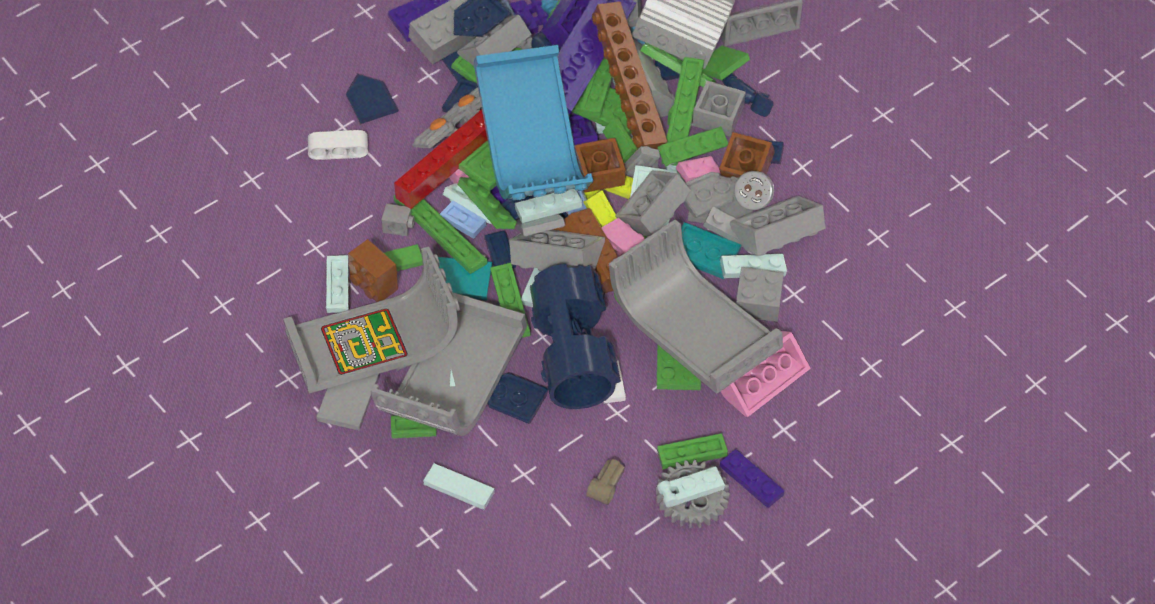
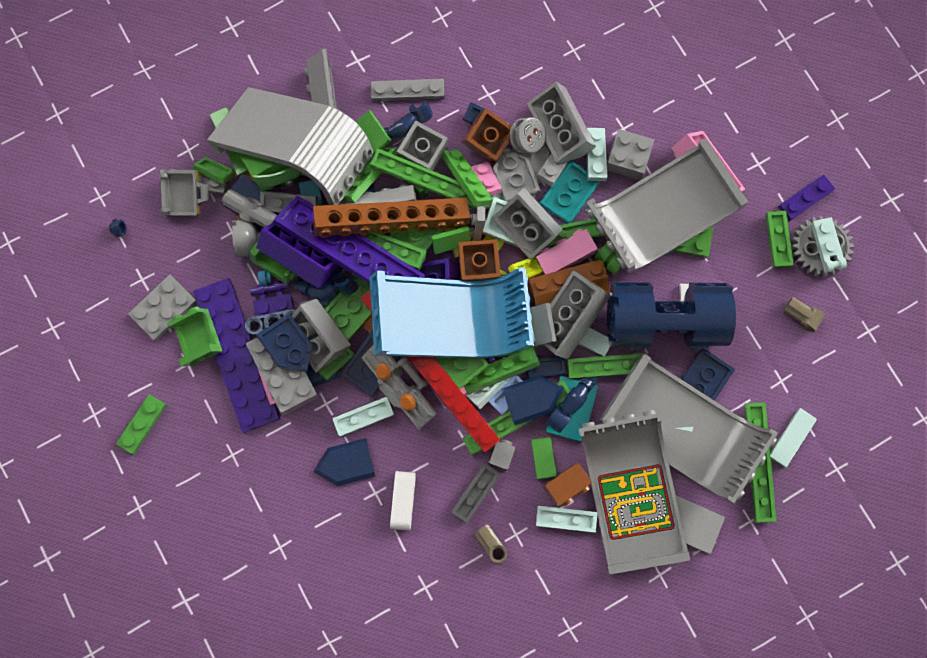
camera: 80 degrees left, 25 degrees up
(298, 224) = (490, 542): none -> dark tan piece
(353, 204) = (475, 493): none -> dark grey plate
(418, 101) = (363, 416): none -> light aqua plate
(425, 454) = (762, 482): none -> bright green plate
(459, 232) = (531, 399): none -> dark blue tile
(462, 263) = (571, 404): none -> dark blue piece
(787, 94) = (407, 90): none -> light grey plate

